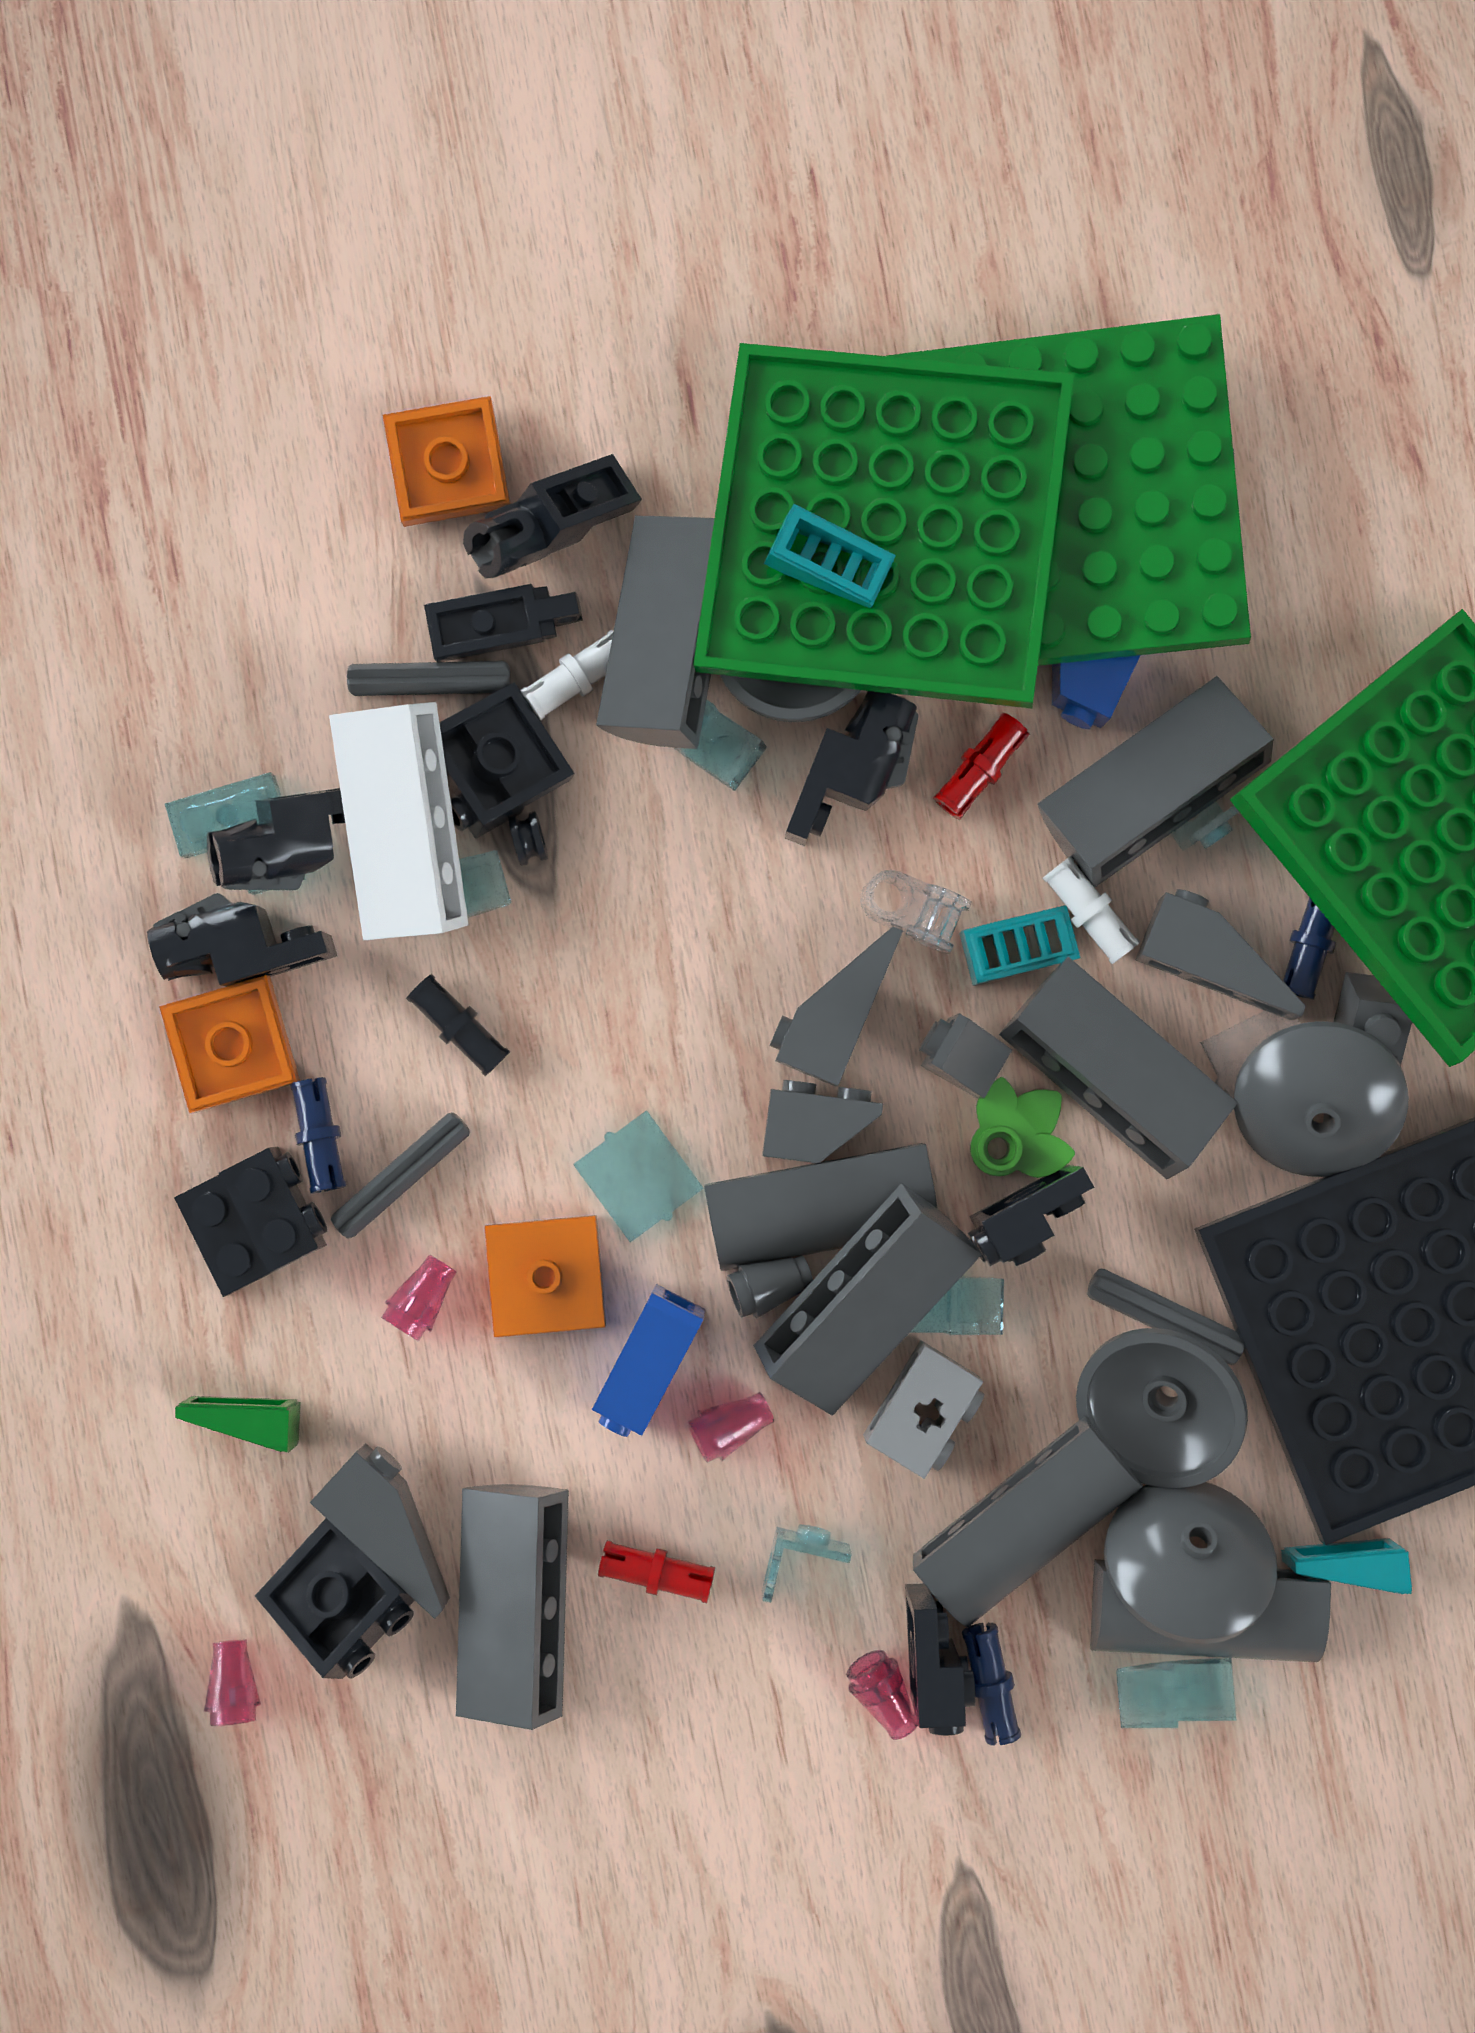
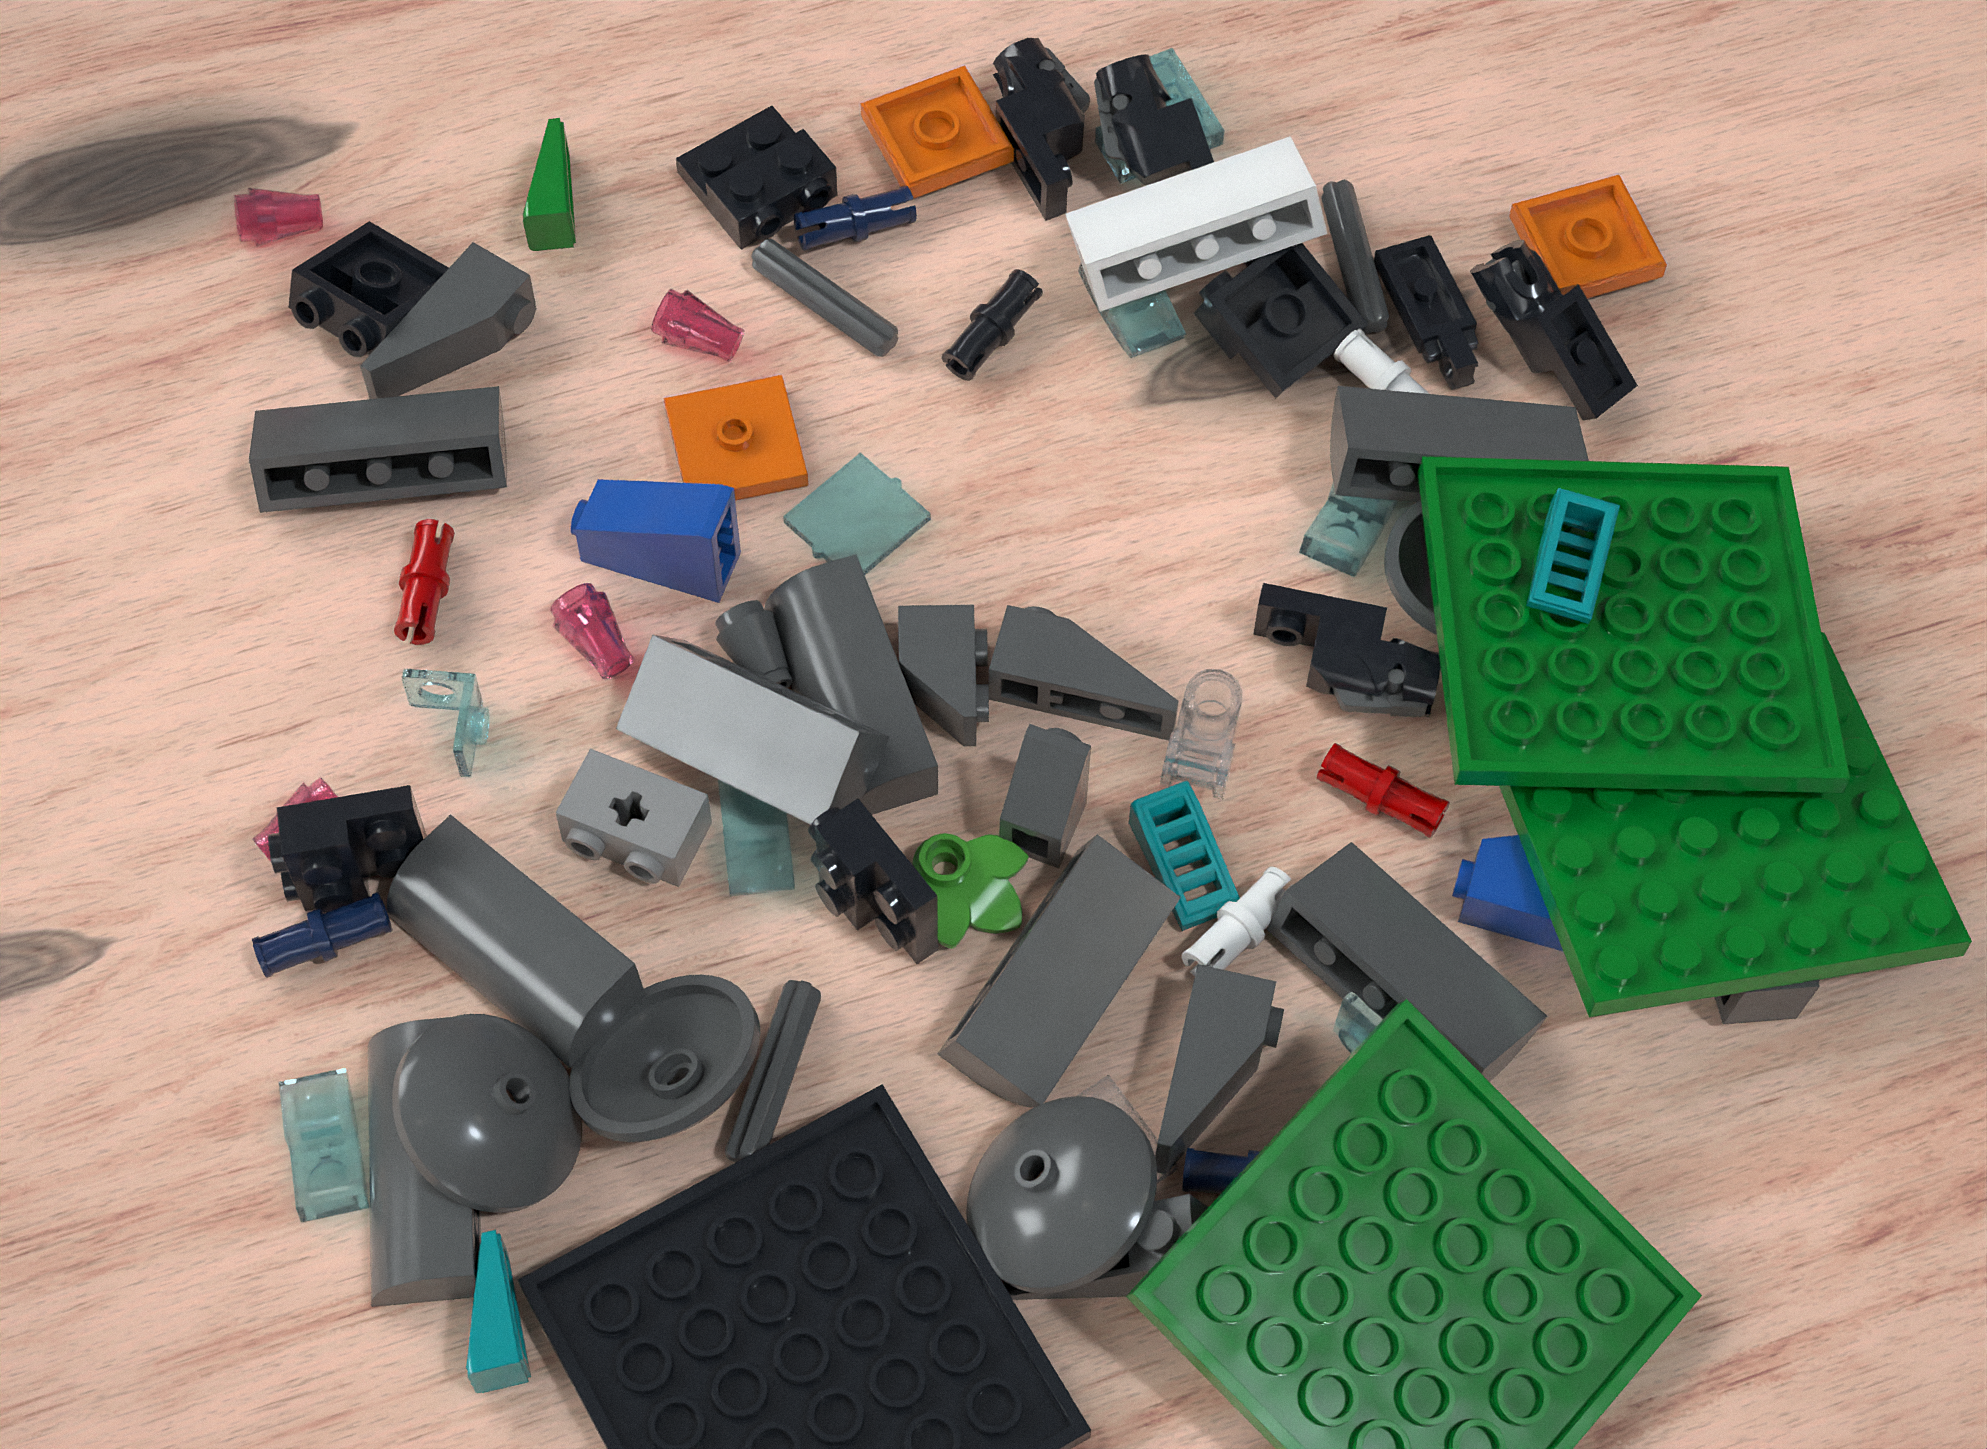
camera: 80 degrees right, 25 degrees down
(528, 838) = (1204, 360): black bush -> none

